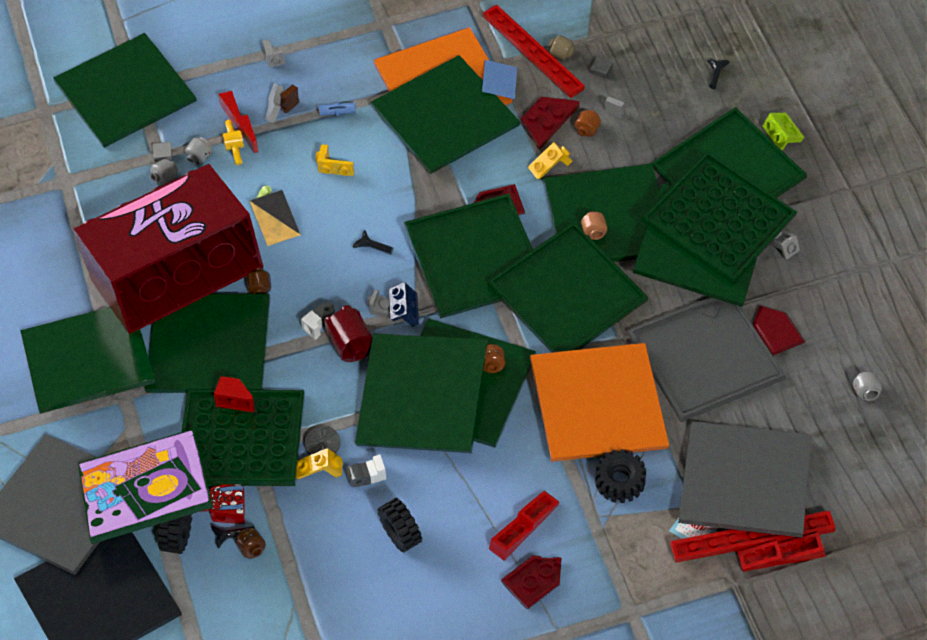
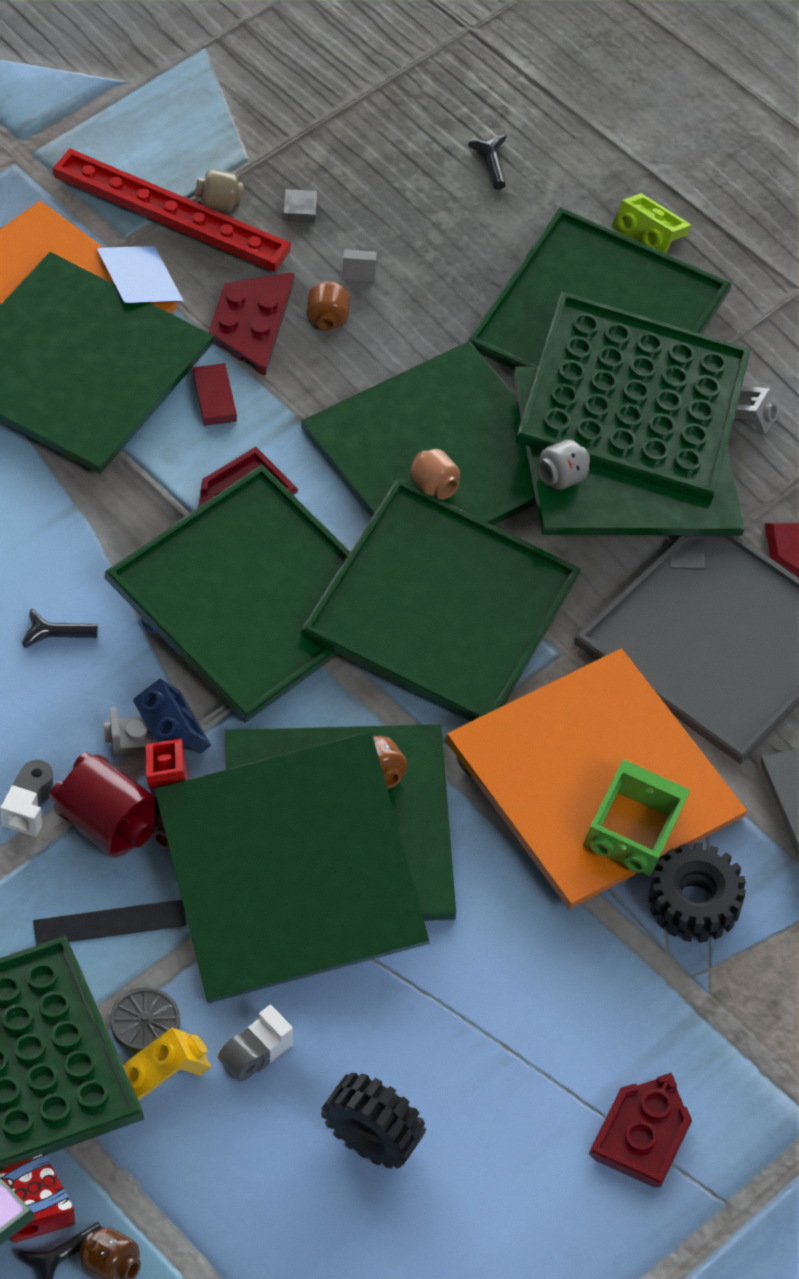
camera: 30 degrees left, 0 degrees up
(328, 391) = (111, 922): none -> black sticker
(387, 324) = (165, 764): none -> red slope
(508, 151) = (214, 394): none -> dark red tile
(528, 519) = (575, 1040): red slope -> none
(548, 159) = (295, 388): yellow bracket -> none
(616, 414) = (636, 784): none -> bright green window
(657, 240) = (563, 464): none -> light grey head

